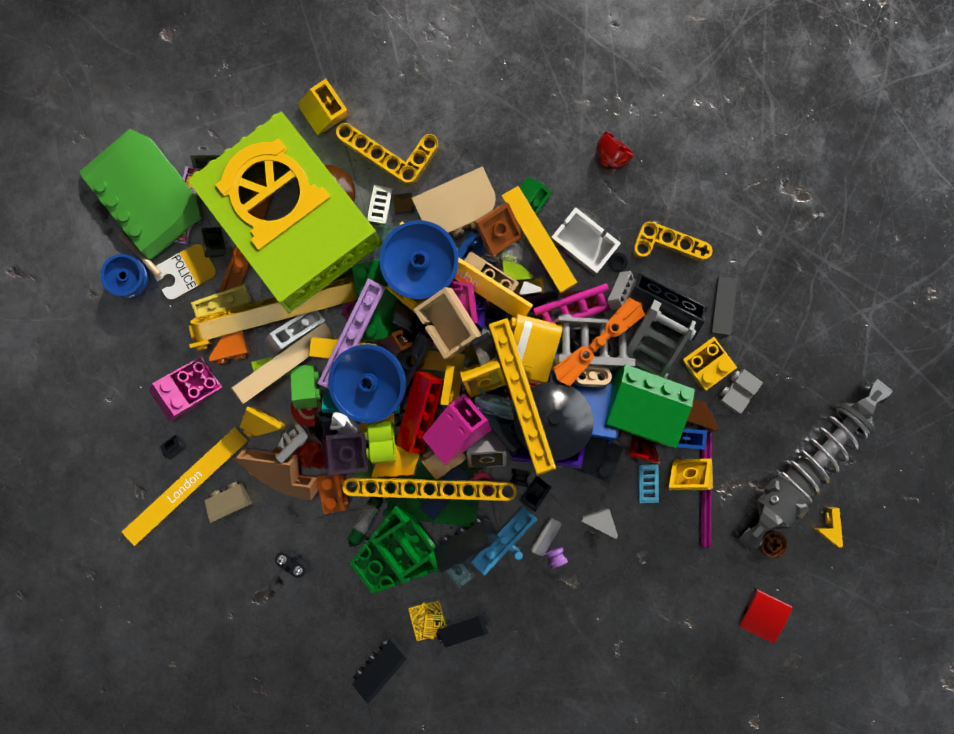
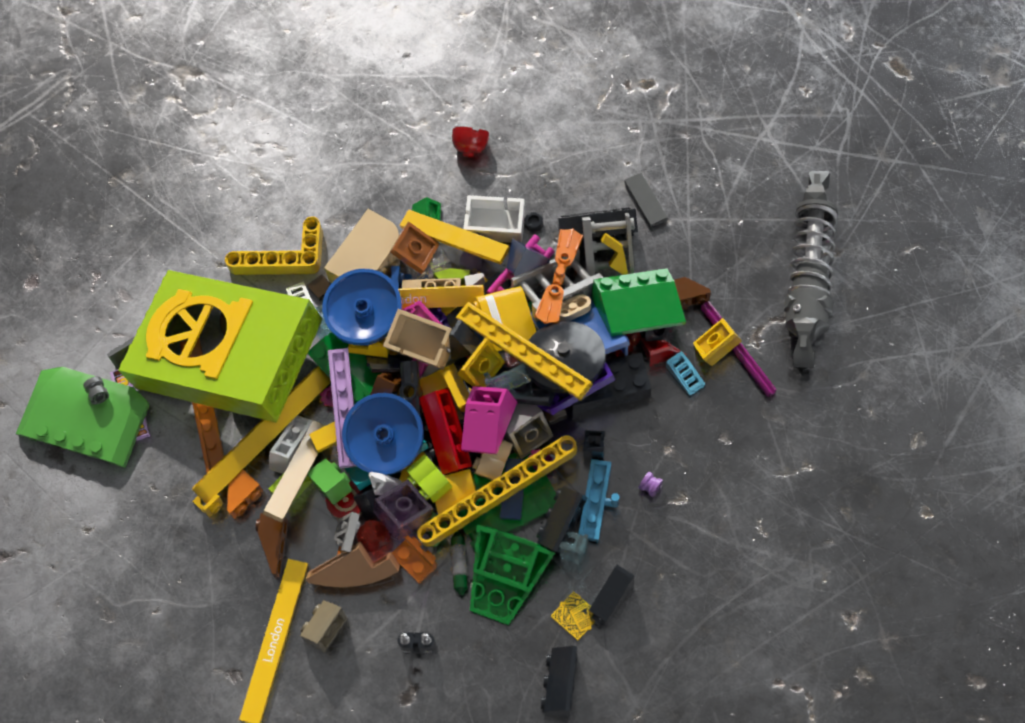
camera: 25 degrees left, 20 degrees down
(123, 266) = (108, 491): blue wheel -> none
(148, 263) = (111, 468): tan bar -> none
(161, 182) = (96, 390): none -> dark grey wheel
(172, 447) = (241, 614): black slope -> none
(184, 388) = (220, 555): dark pink slope -> none
(189, 269) = (163, 454): piece -> none
(213, 242) = (173, 418): black slope -> none
(221, 301) = (209, 458): light yellow tile -> none
(228, 408) = (272, 537): none -> reddish brown slope
(259, 423) = (310, 536): yellow slope -> none
(322, 107) = (202, 253): yellow slope -> none
(520, 477) = (573, 432): black wheel -> none
(546, 536) = (629, 473): light grey slope -> none
(582, 303) = (524, 258): none -> dark blue slope
(601, 521) = (669, 429): light grey slope -> none
(621, 289) = (550, 234): light grey piece -> none
(658, 356) = (618, 260): none -> yellow slope
(674, 245) = (596, 174): yellow beam -> none
(693, 439) = (695, 313): blue slope -> none
(709, 364) = (665, 247): yellow slope -> none
(740, 391) = (707, 253): light grey brick -> none
(765, 616) = (866, 416): red slope -> none
(774, 544) = (827, 354): reddish brown wheel -> none
(833, 532) = (868, 312): yellow slope -> none

